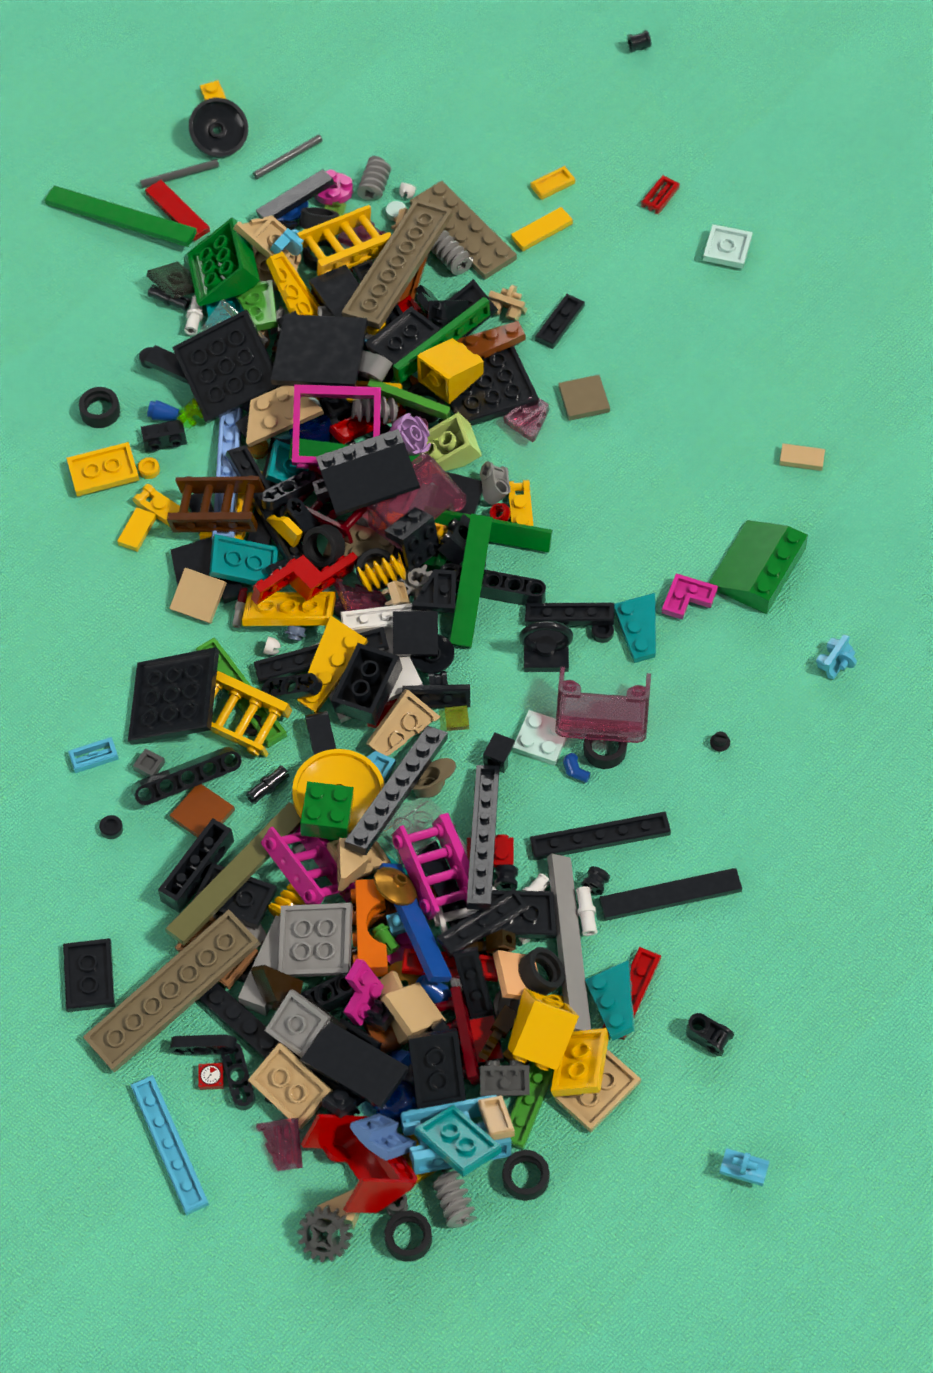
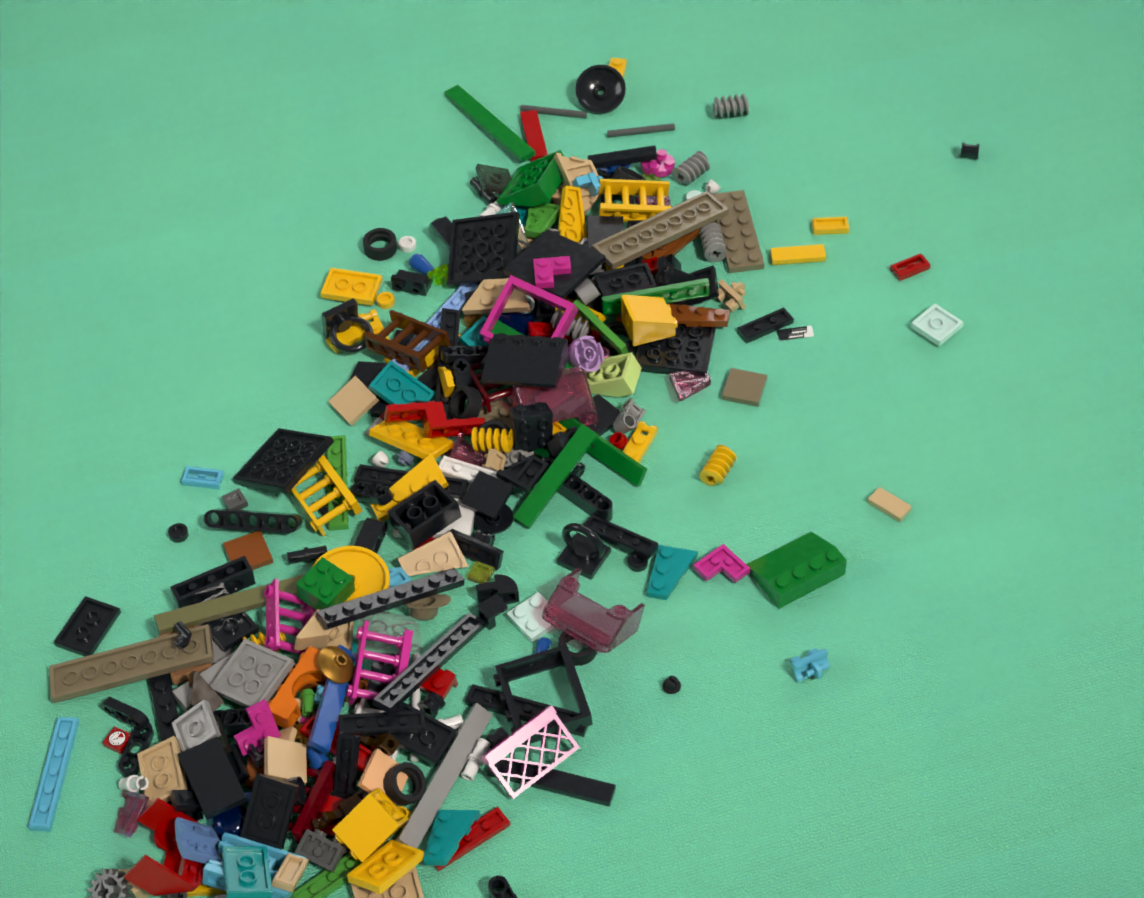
camera: 30 degrees right, 10 degrees down
(124, 513) = (341, 319): none -> black tile
(127, 394) = (407, 244): none -> white tile
(214, 932) = (184, 635): none -> black arm
(268, 1112) = (133, 783): none -> white pin
(319, 359) = (547, 267): none -> dark pink plate
(365, 89) = (730, 105): none -> light grey piece
(489, 722) = (503, 586): none -> black brick
(594, 316) = (794, 333): none -> sticker
(611, 766) = (535, 664): none -> black piece
(617, 493) = (718, 466): none -> yellow piece
(623, 870) = (524, 734): none -> fence

